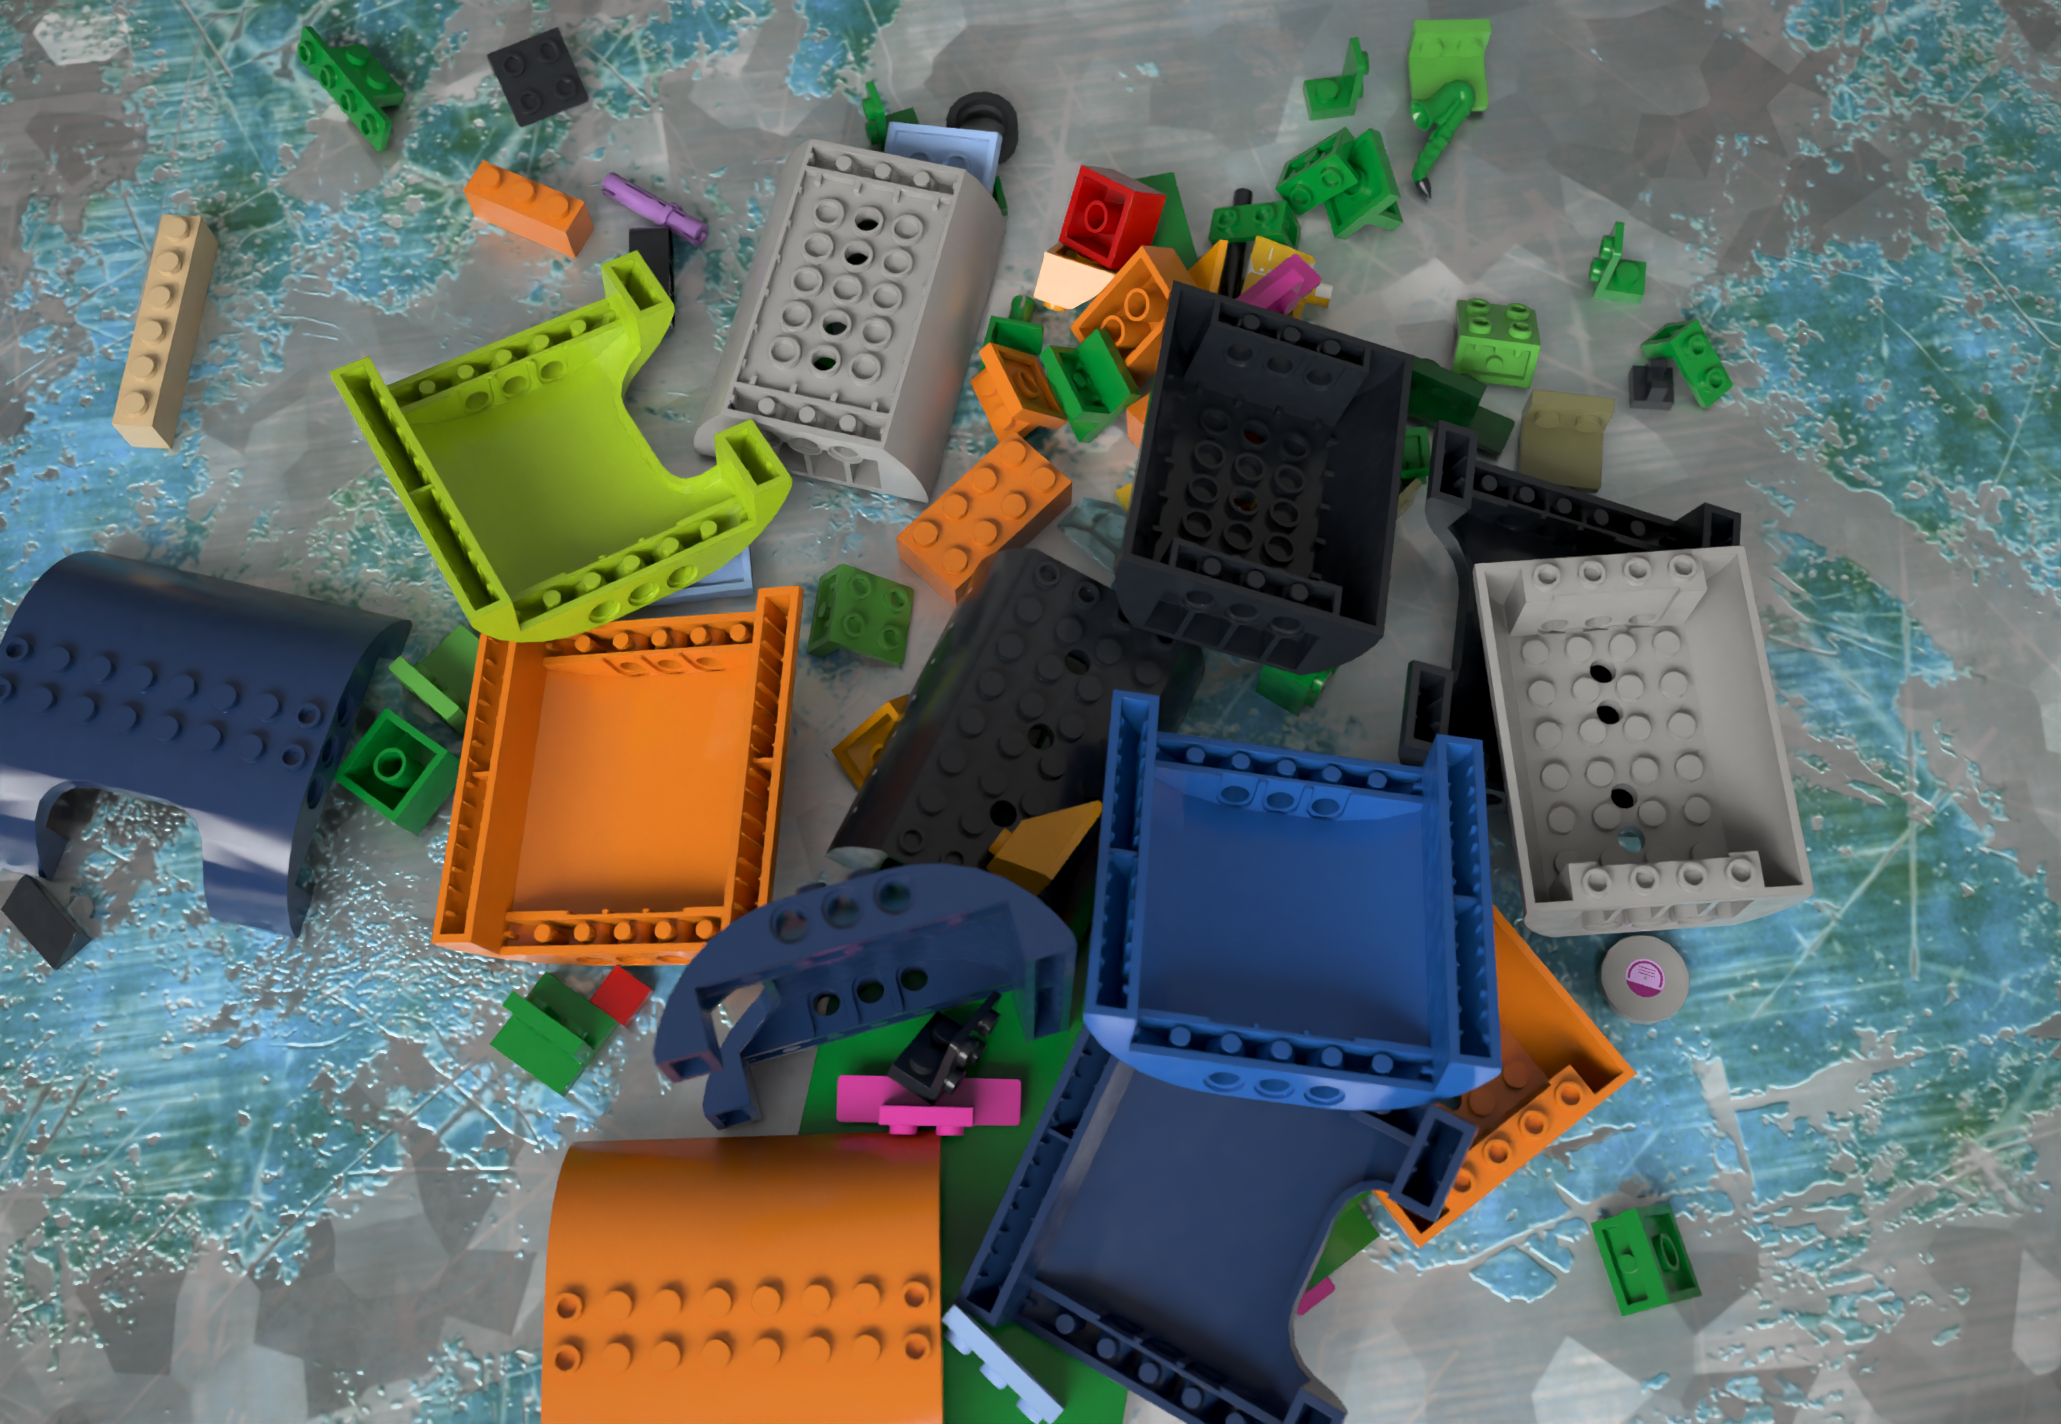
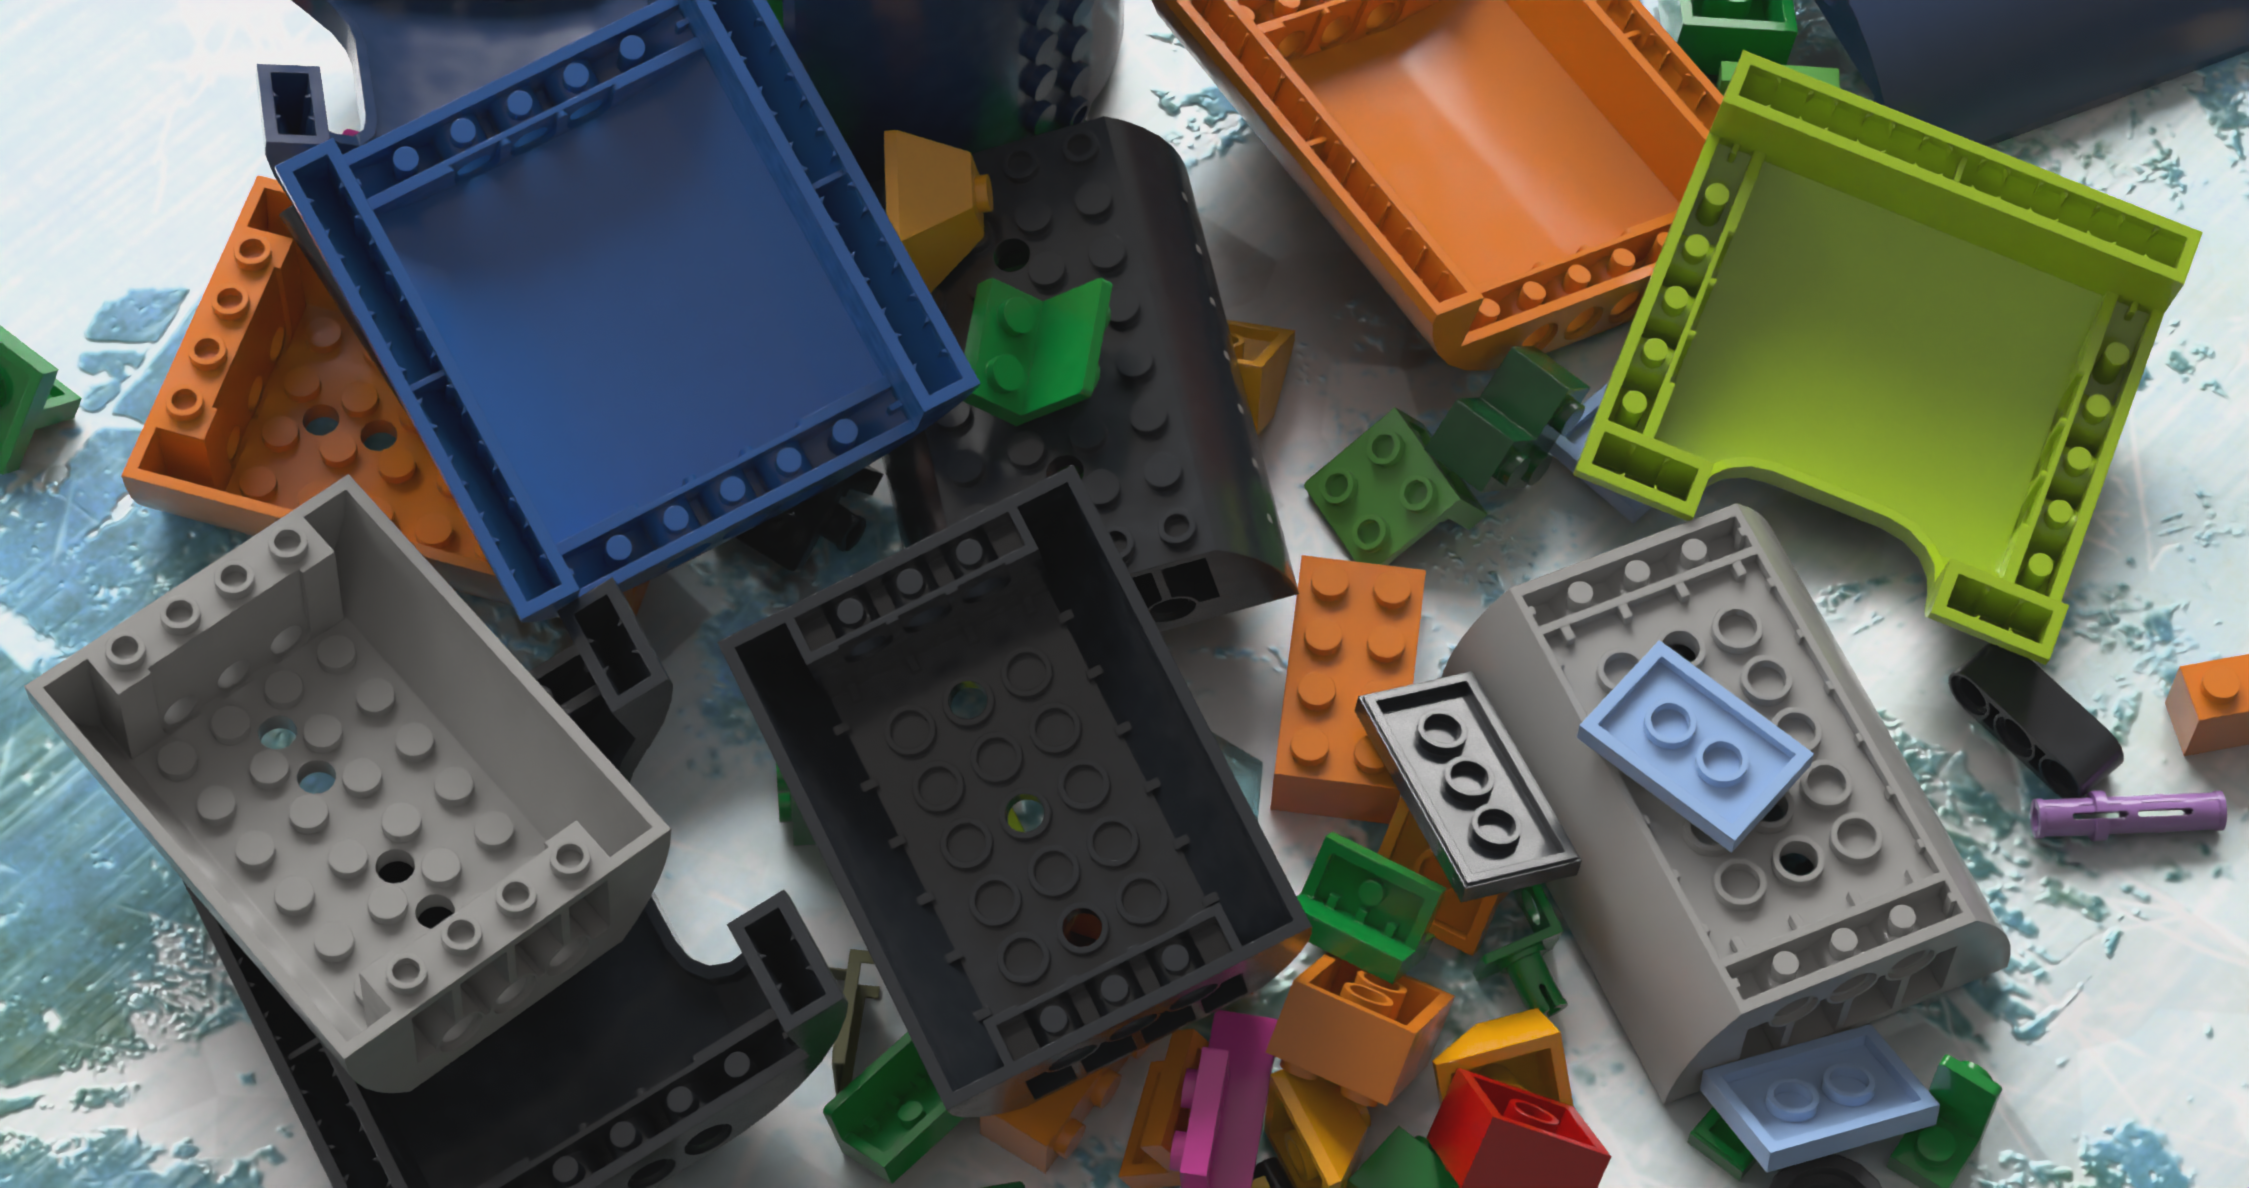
camera: 140 degrees right, 10 degrees down
(801, 565) = (1511, 427): none -> dark green brick
(871, 293) = (1695, 746): none -> light blue plate
(987, 389) = (1467, 786): none -> tile
(1049, 709) = (1035, 351): none -> green bracket

